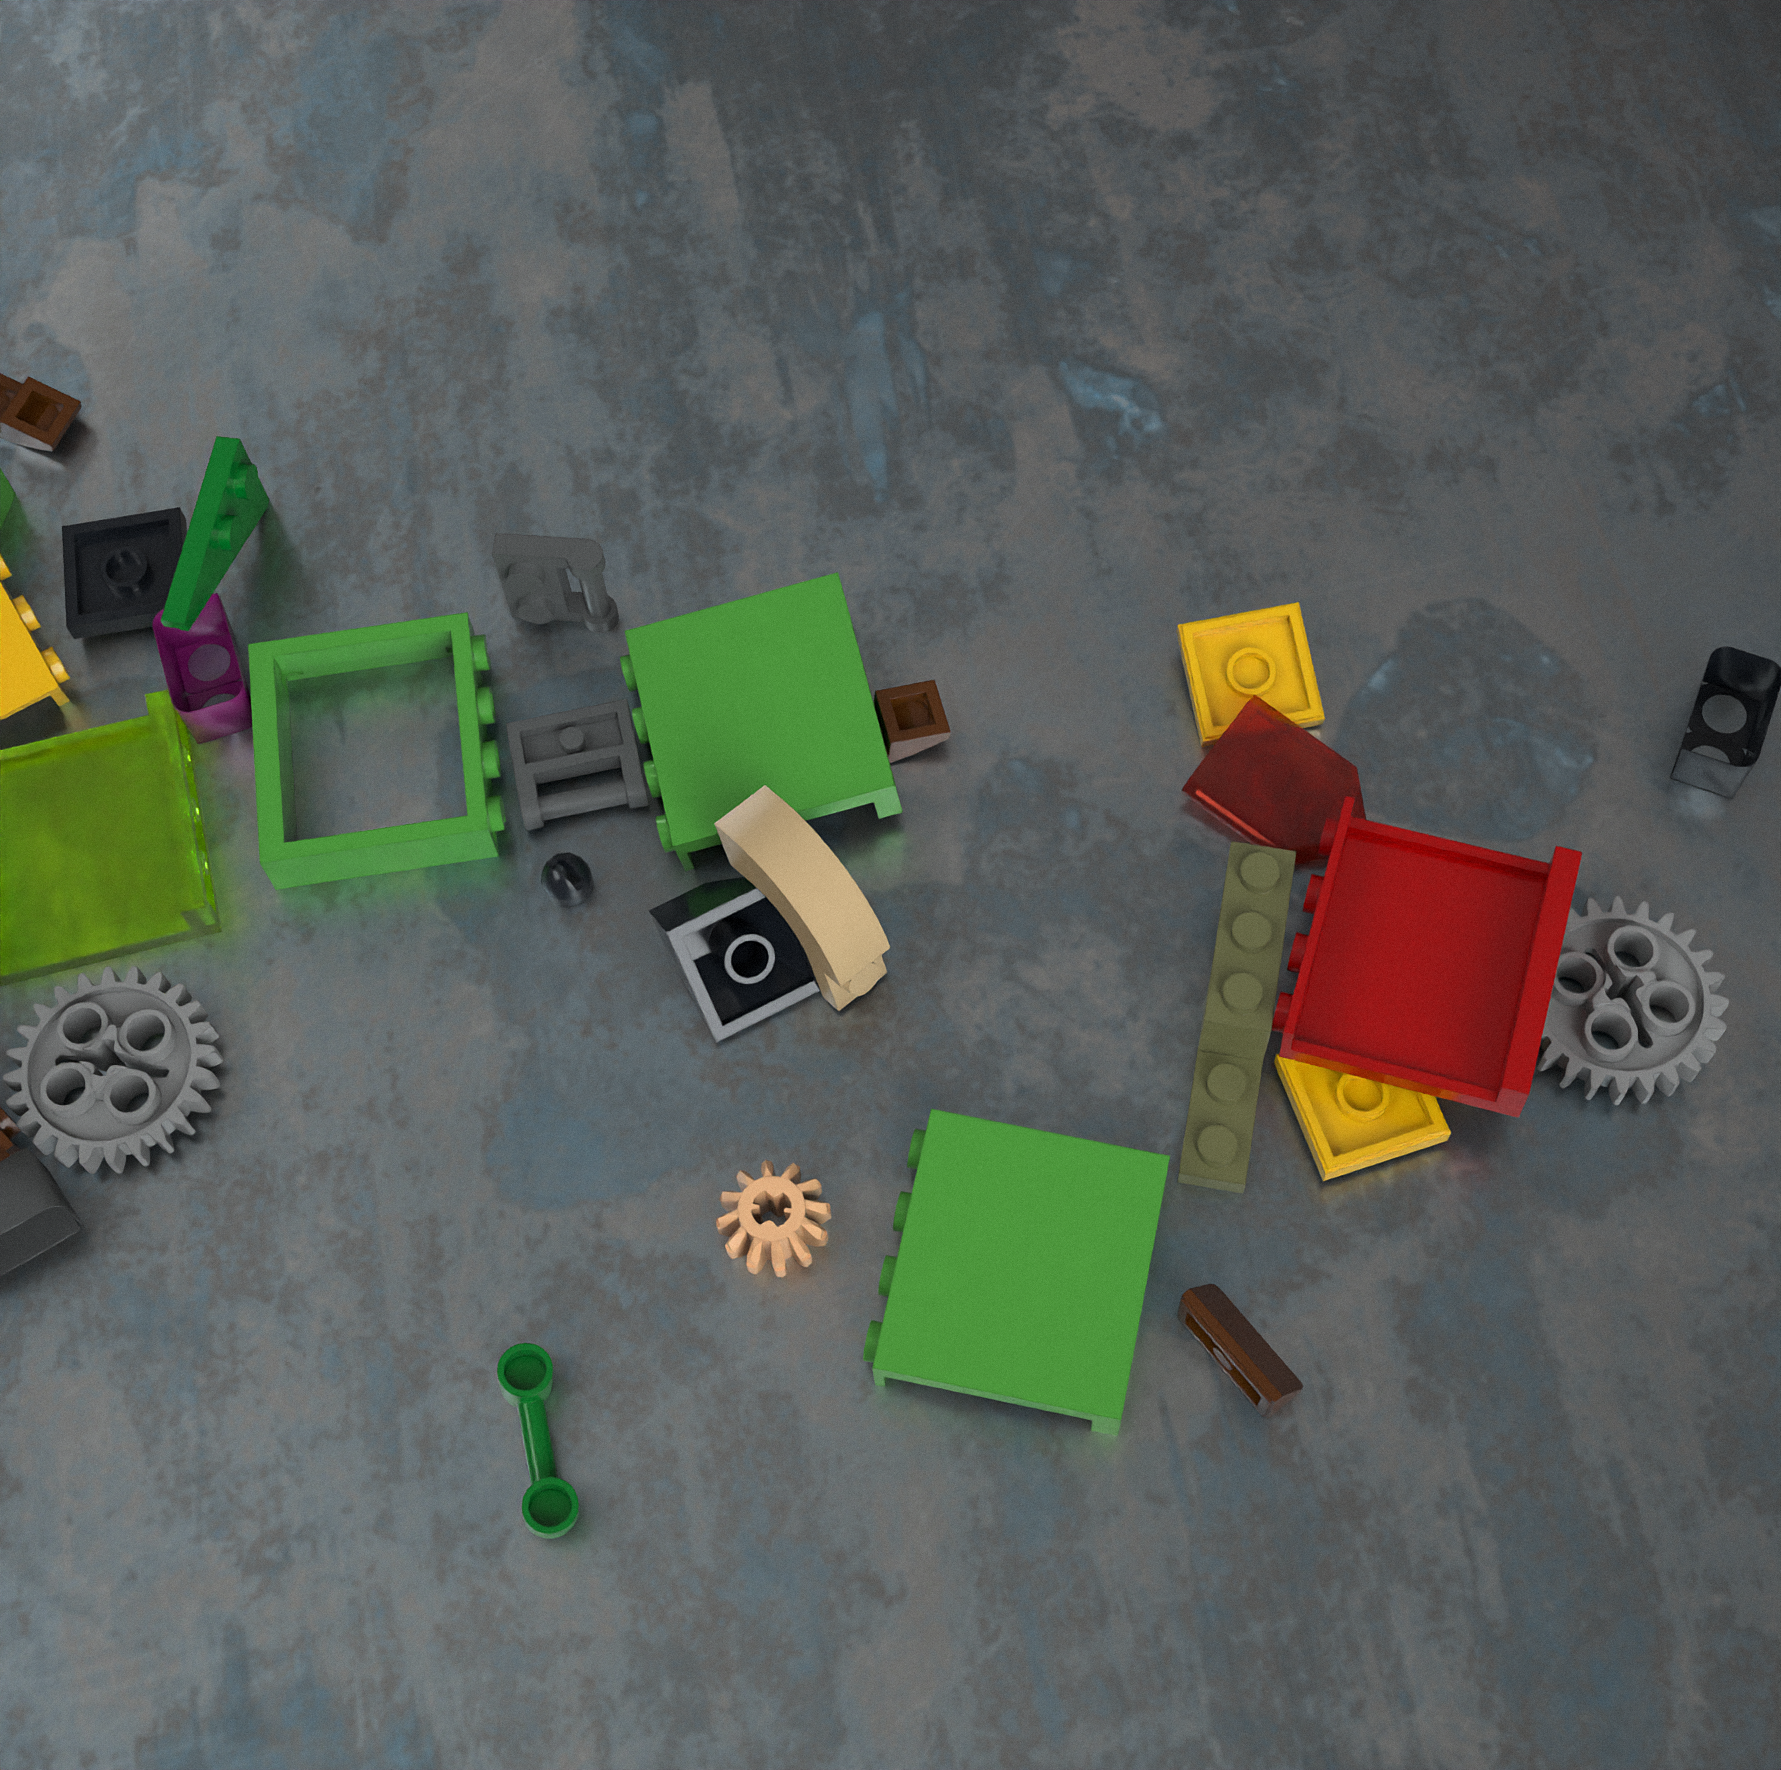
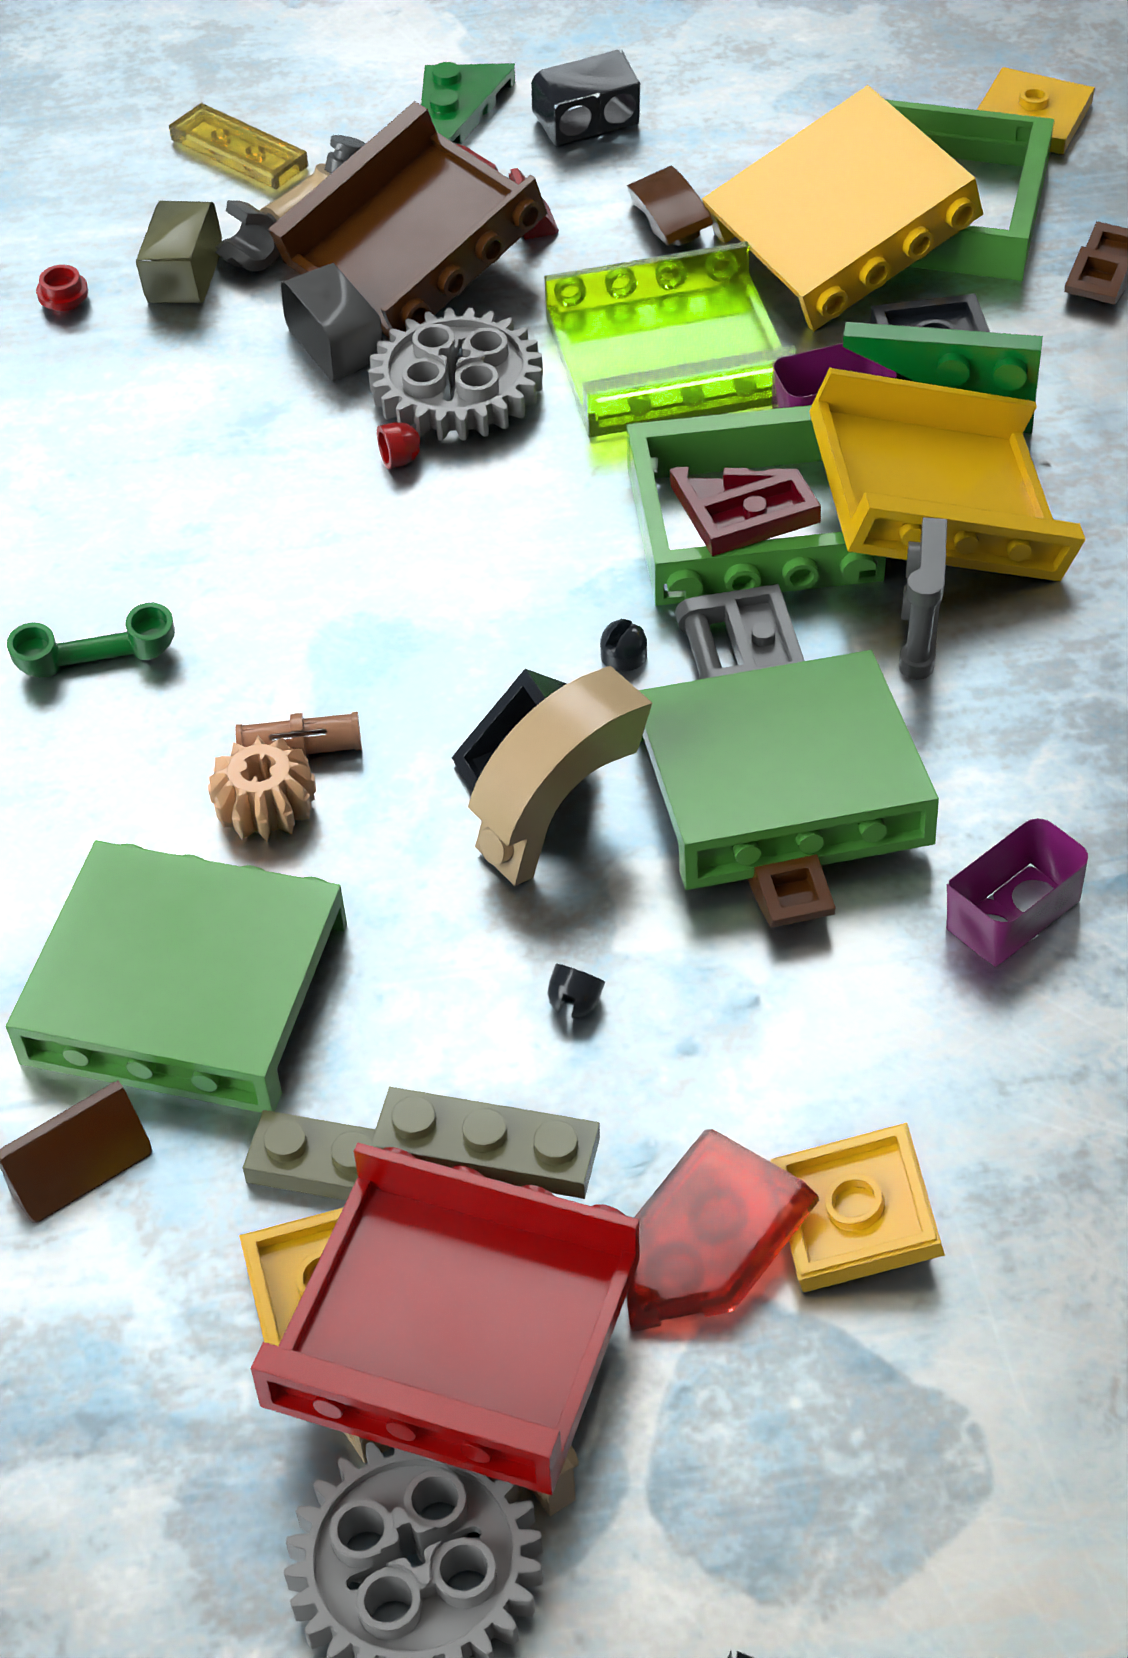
camera: 90 degrees right, 15 degrees down
(229, 1130) = (397, 444): none -> red hinge
(376, 570) = (938, 453): none -> yellow panel
(416, 739) = (745, 505): none -> dark red wing
(691, 1195) = (340, 732): none -> nougat pin
(903, 495) = (1057, 861): none -> magenta piece
(1024, 905) = (574, 985): none -> black hinge

